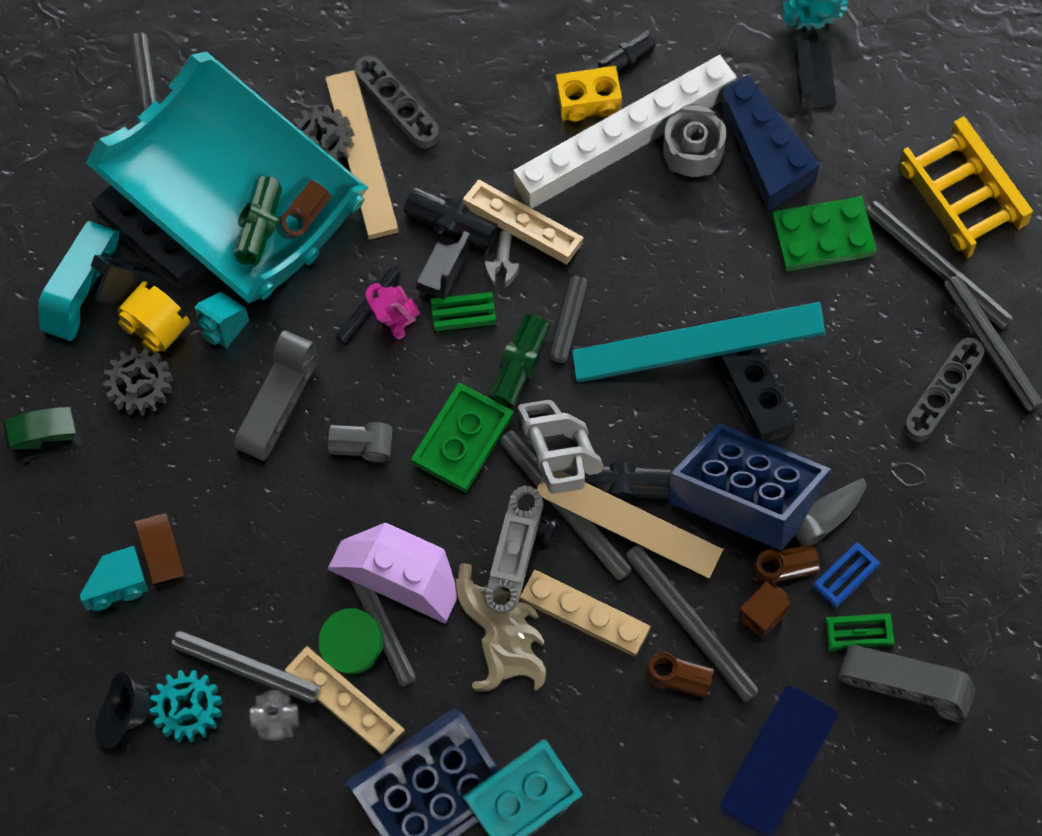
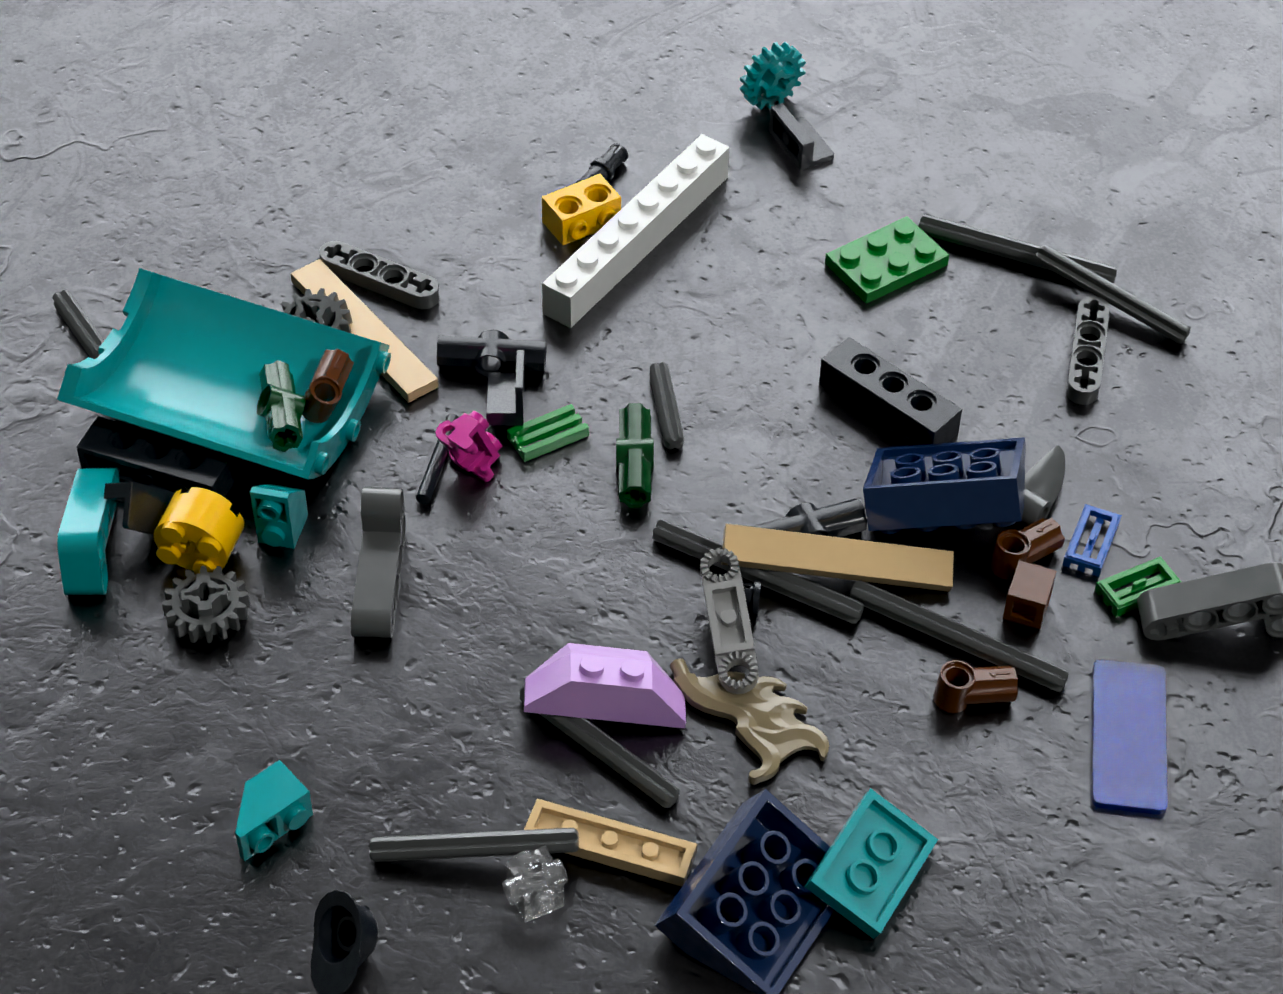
camera: 25 degrees left, 20 degrees down
(33, 428) = (97, 689): dark green slope -> none
(159, 548) = (309, 760): reddish brown slope -> none
(179, 717) = (419, 911): teal gear -> none
(350, 641) = (587, 775): green tile -> none
(370, 441) = (508, 578): dark grey piece -> none
(462, 437) = (609, 543): green plate -> none
(502, 261) = (566, 378): light grey bar -> none
(523, 222) = (574, 334): tan plate -> none
(558, 423) = (737, 512): light grey bar -> none
(585, 613) = (837, 665): tan plate -> none
(694, 141) = (714, 215): light grey brick -> none
(699, 342) = (819, 373): teal tile -> none
(767, 144) = (787, 197): dark blue wedge -> none
(979, 162) = (1015, 160): yellow fence -> none

